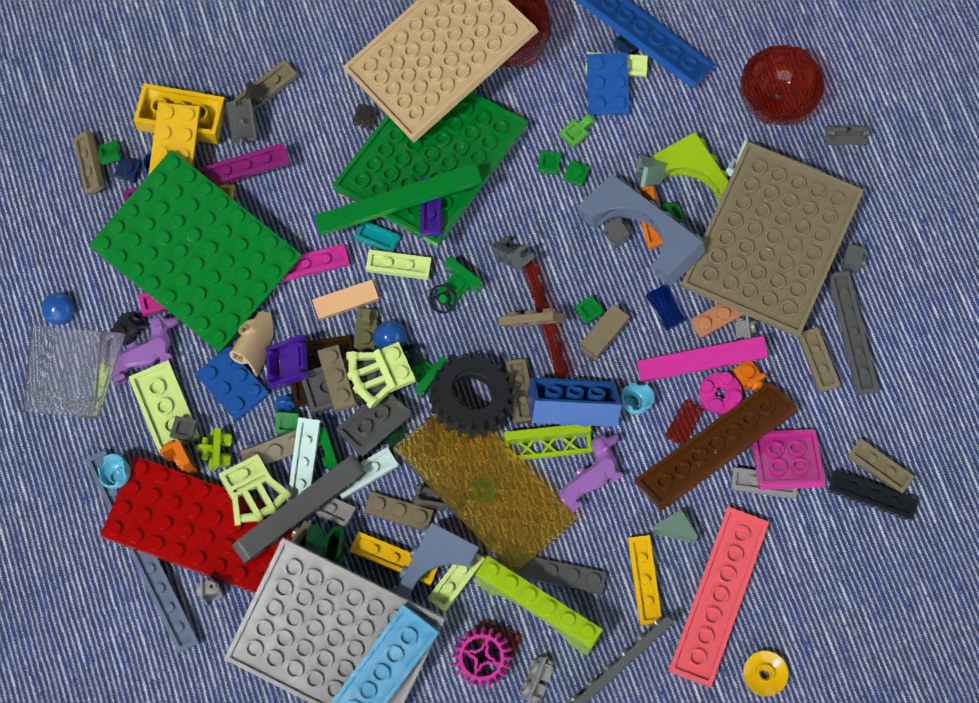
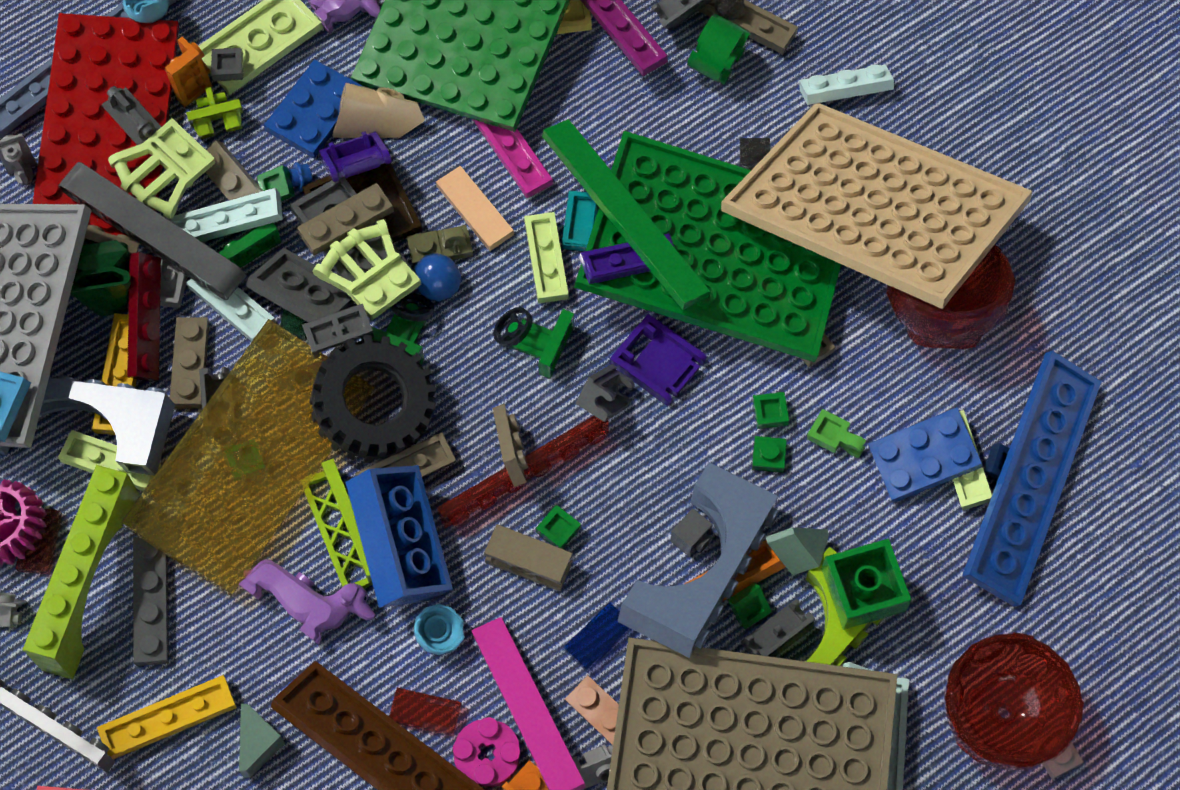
camera: 75 degrees right, 5 degrees down
(205, 502) = (130, 114): none -> dark grey hinge
(286, 111) = (718, 49): none -> green brick
(335, 45) = (846, 84): none -> light aqua plate
(369, 531) = (144, 317): none -> dark red plate
(422, 401) = (337, 329): none -> dark grey hinge
(494, 216) = (663, 364): none -> dark purple container
(689, 139) = (866, 584): none -> green brick
(694, 203) = (779, 631): none -> dark grey hinge

